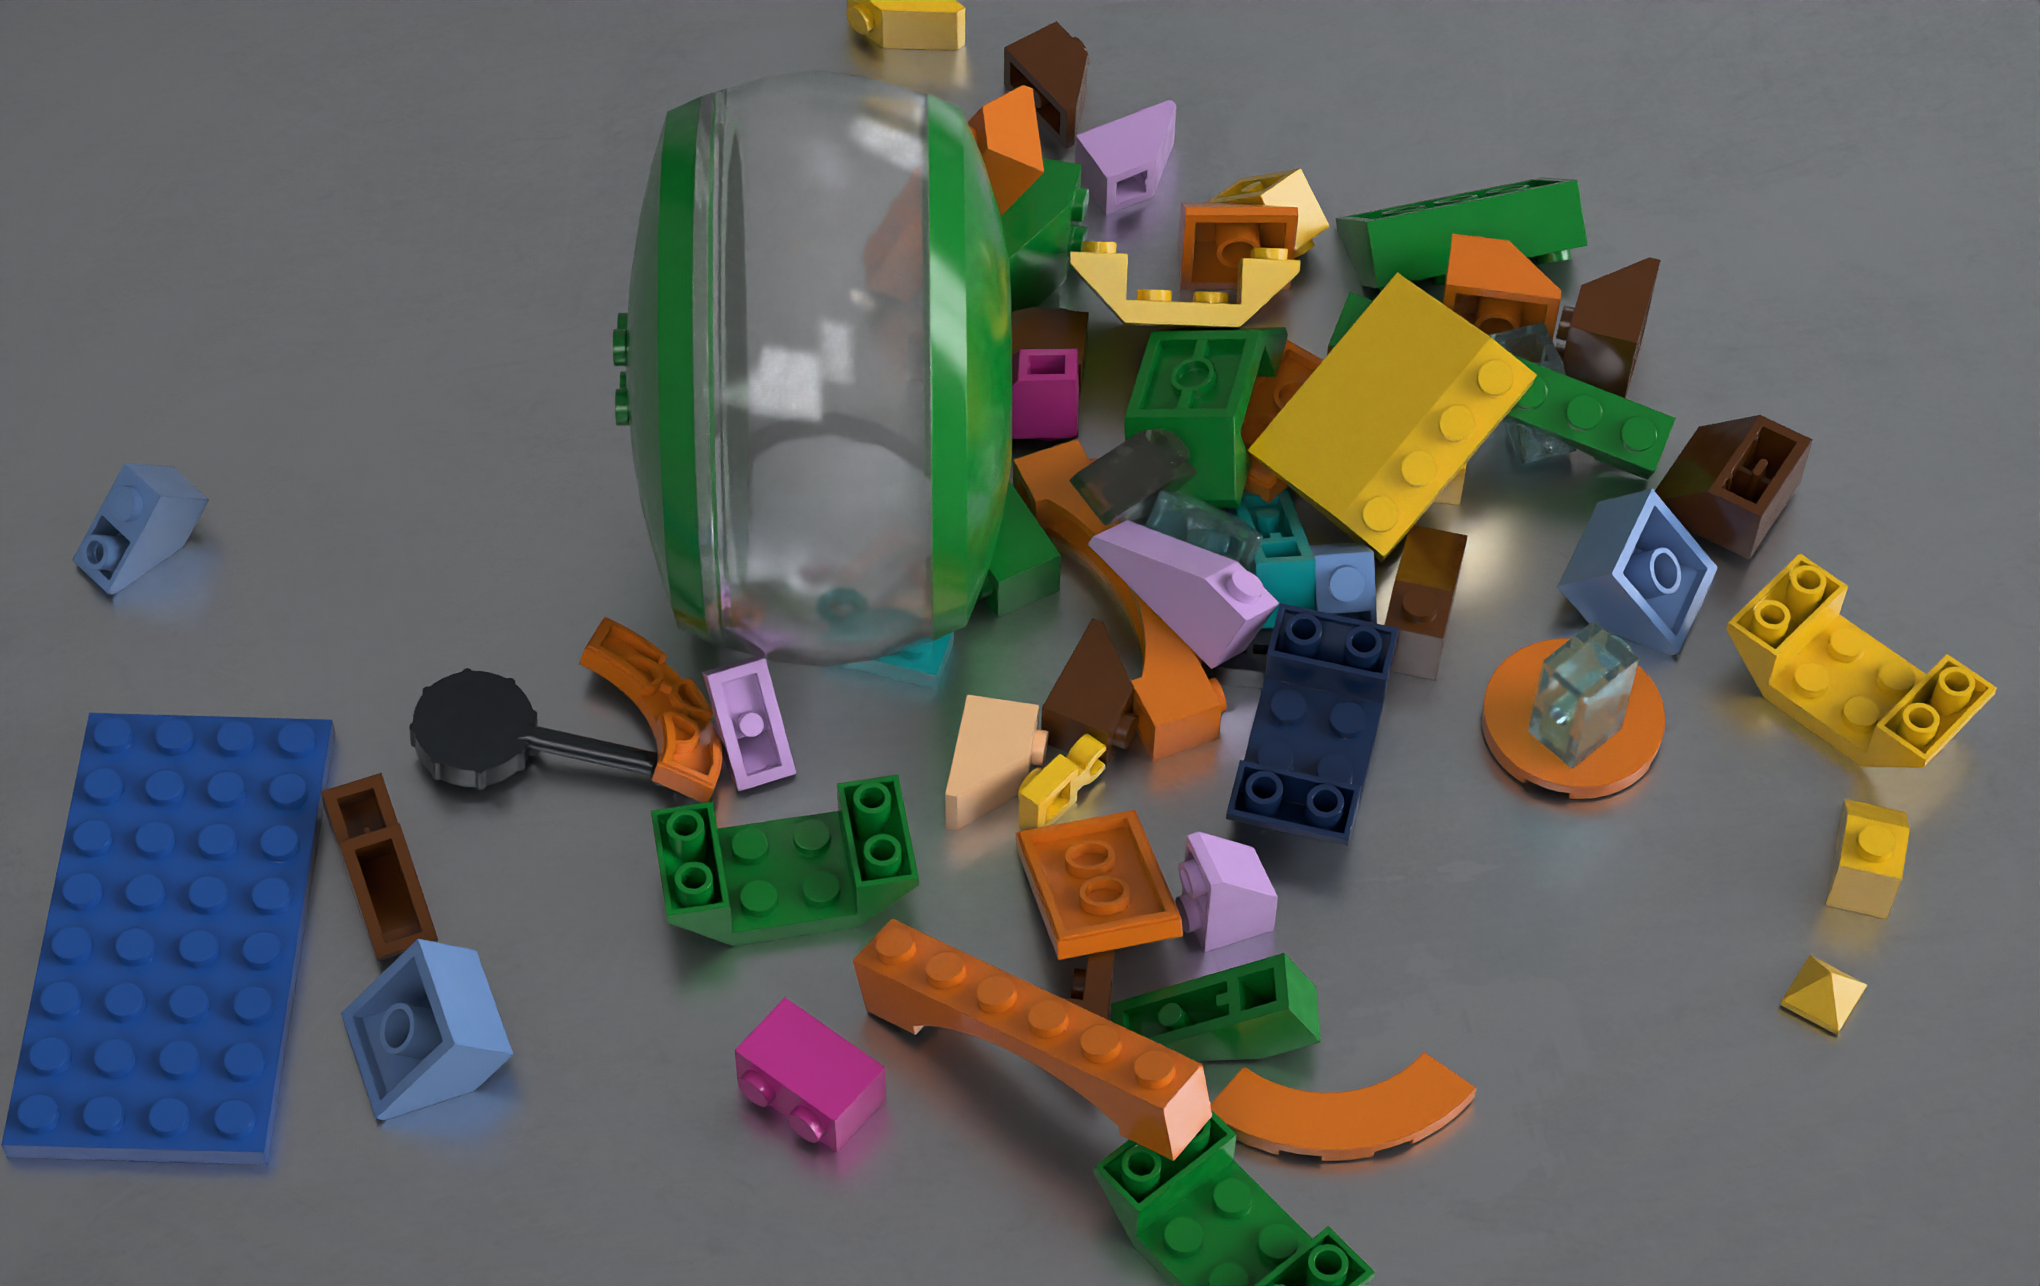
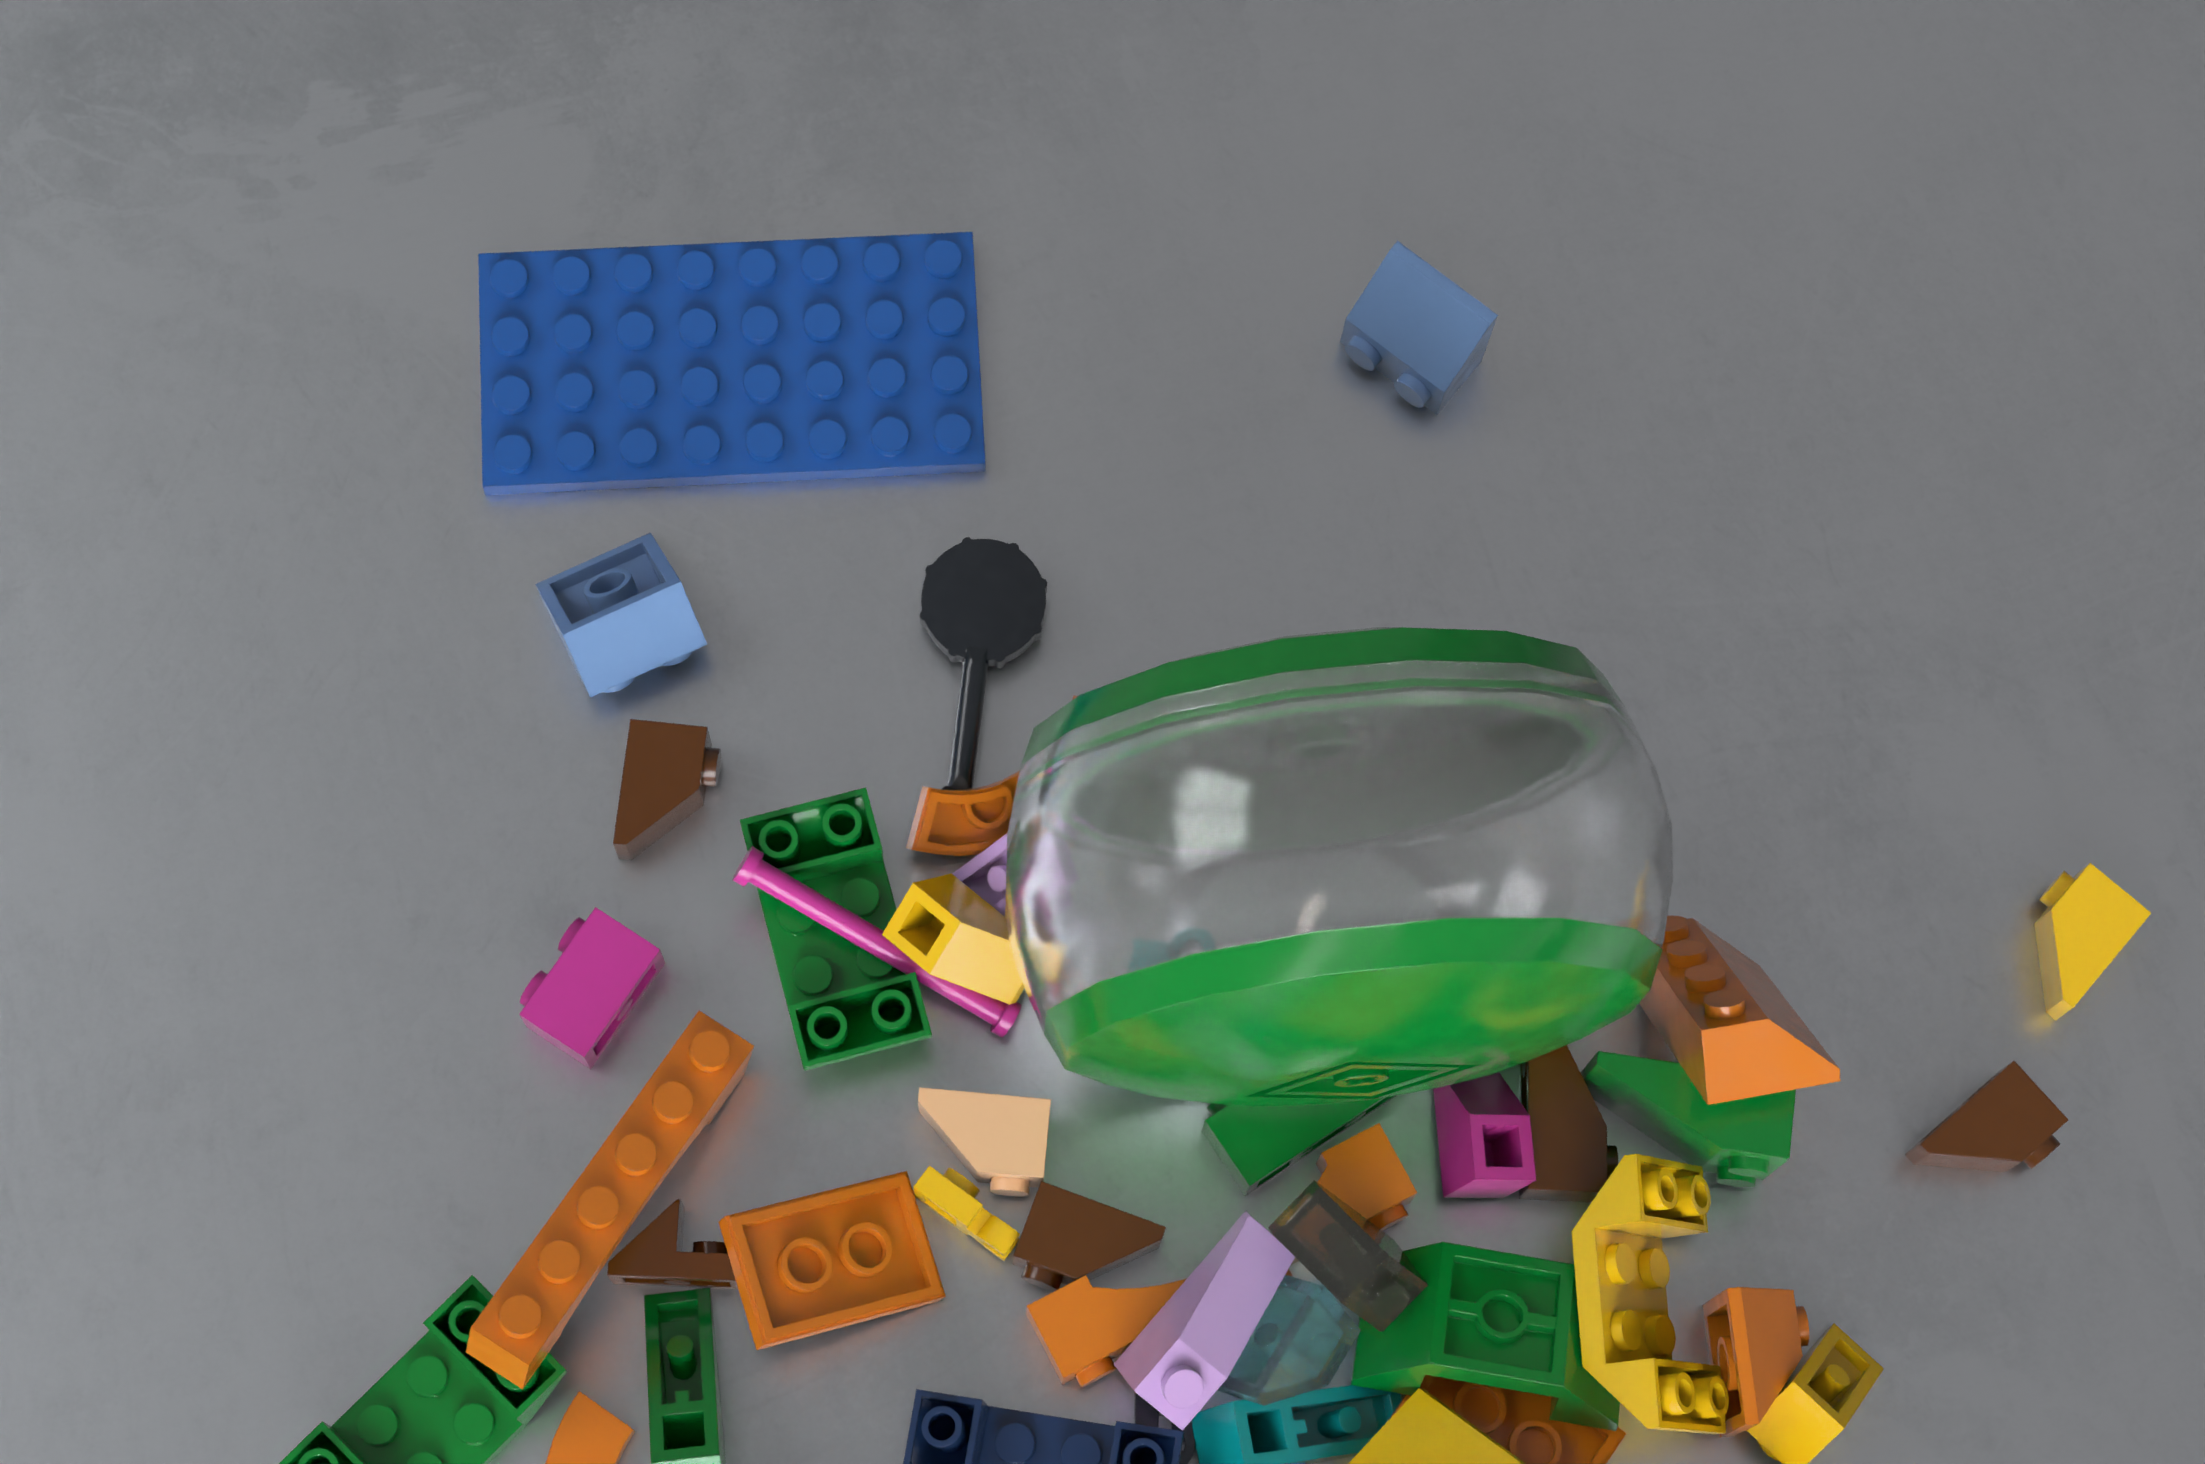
camera: 80 degrees right, 20 degrees up
(139, 525) = (1207, 233): medium blue slope -> none
(278, 366) = (1417, 329): none -> medium blue slope
(378, 866) = (809, 538): reddish brown slope -> none
(608, 1007) = (661, 781): none -> reddish brown slope
(721, 898) = (867, 937): none -> dark pink bar
(806, 751) = (956, 937): none -> yellow slope
(1126, 156) = (1882, 1229): lavender slope -> none
(1224, 892) = (828, 1394): lavender slope -> none

